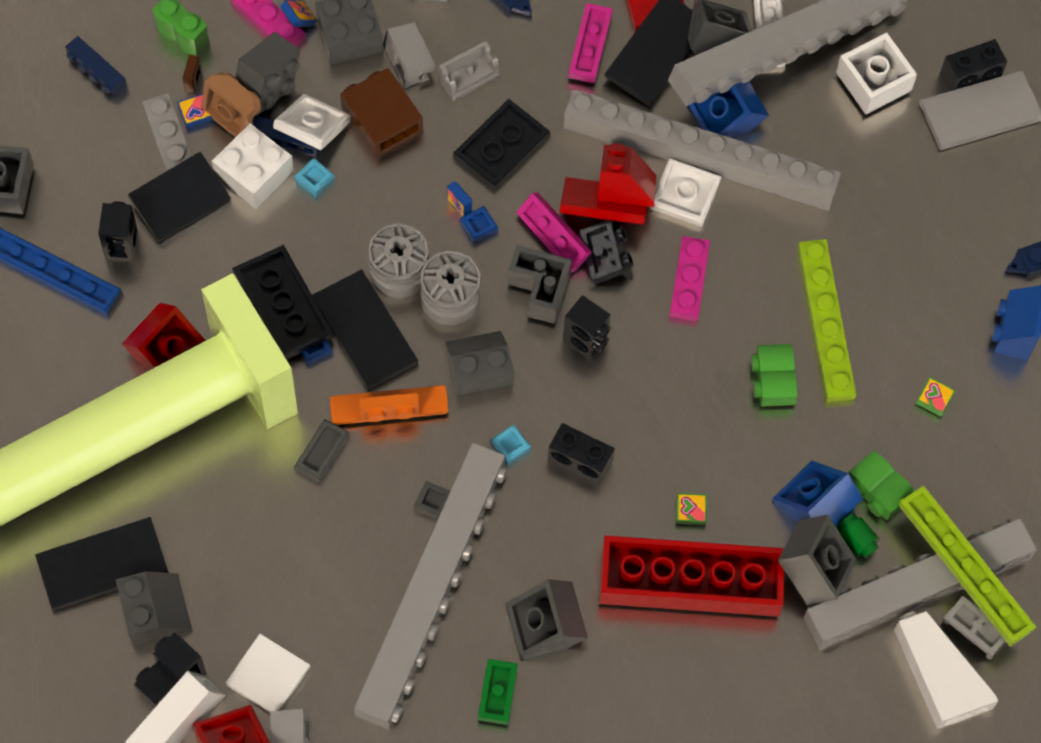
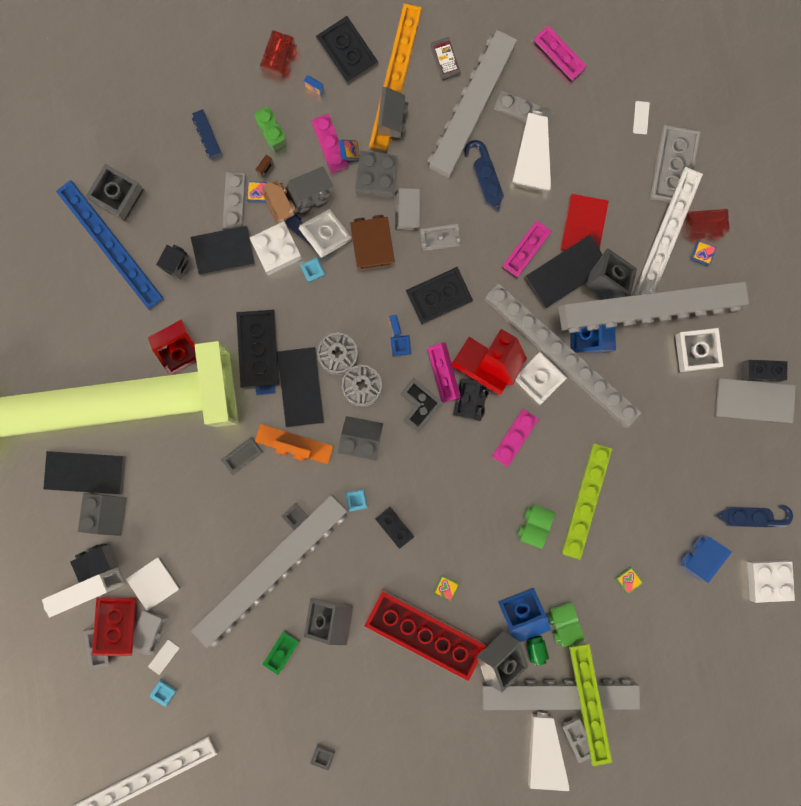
camera: 25 degrees right, 20 degrees up
(587, 327) = (434, 449): black brick -> none

